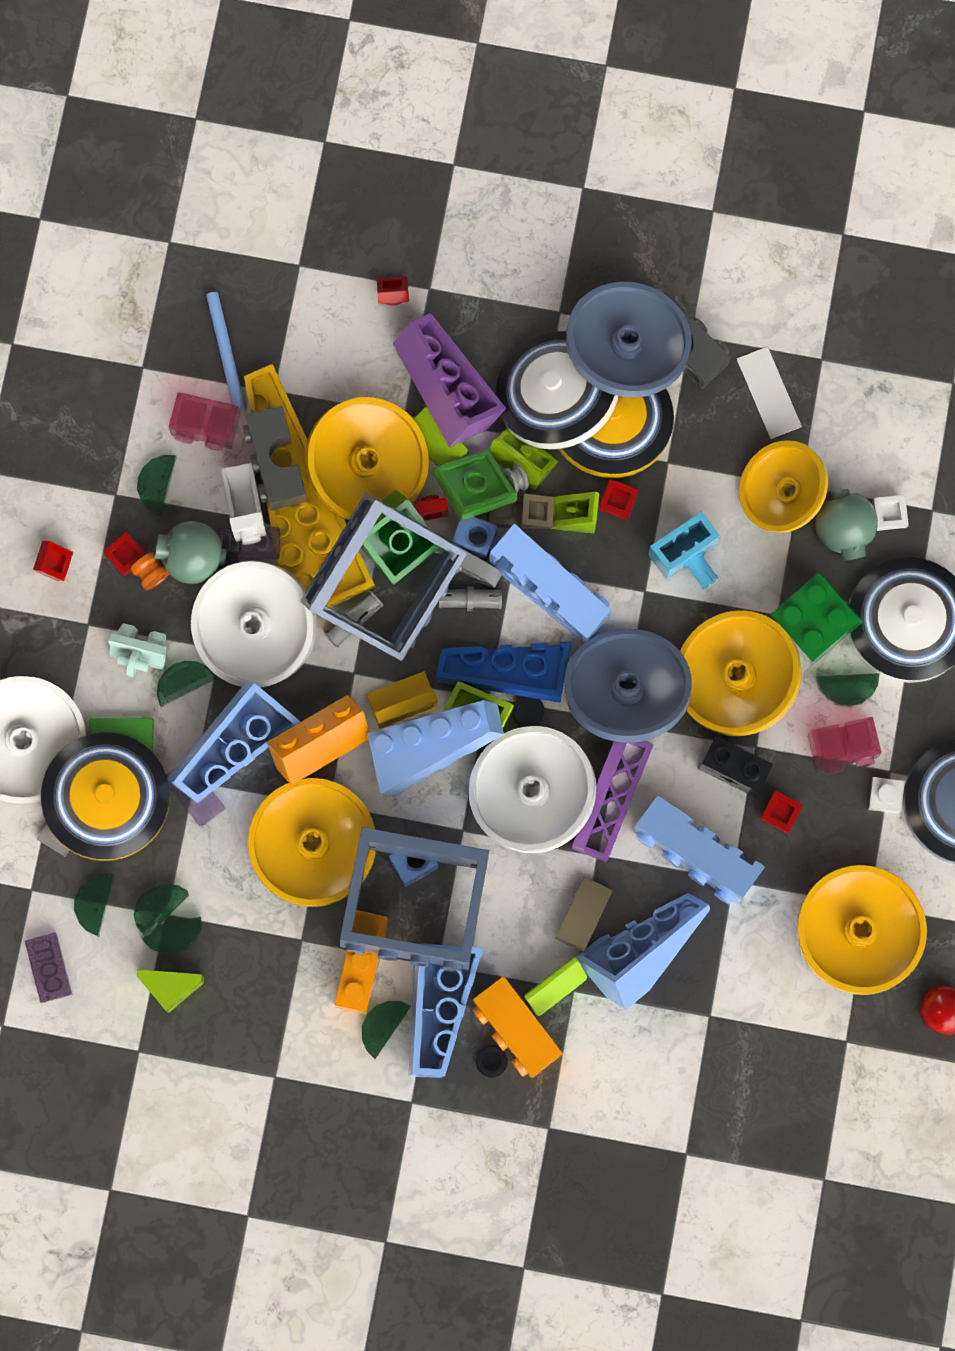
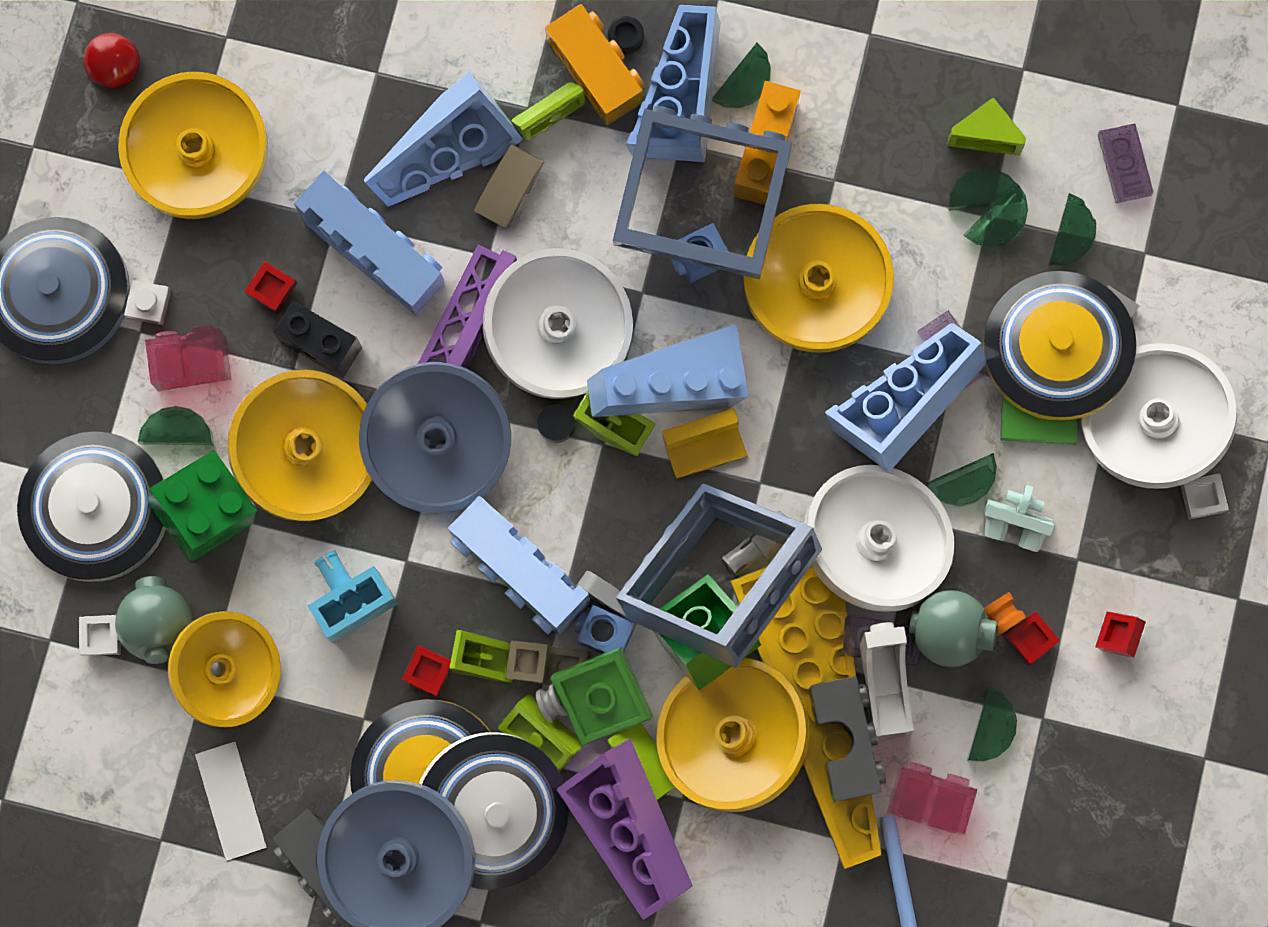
camera: 170 degrees left, 0 degrees up
(319, 739) = (805, 392): light orange brick -> none
(432, 507) = (656, 673): red plate -> none
(472, 598) = (610, 560): light grey pin -> none
(511, 670) = (565, 469): blue wing -> none

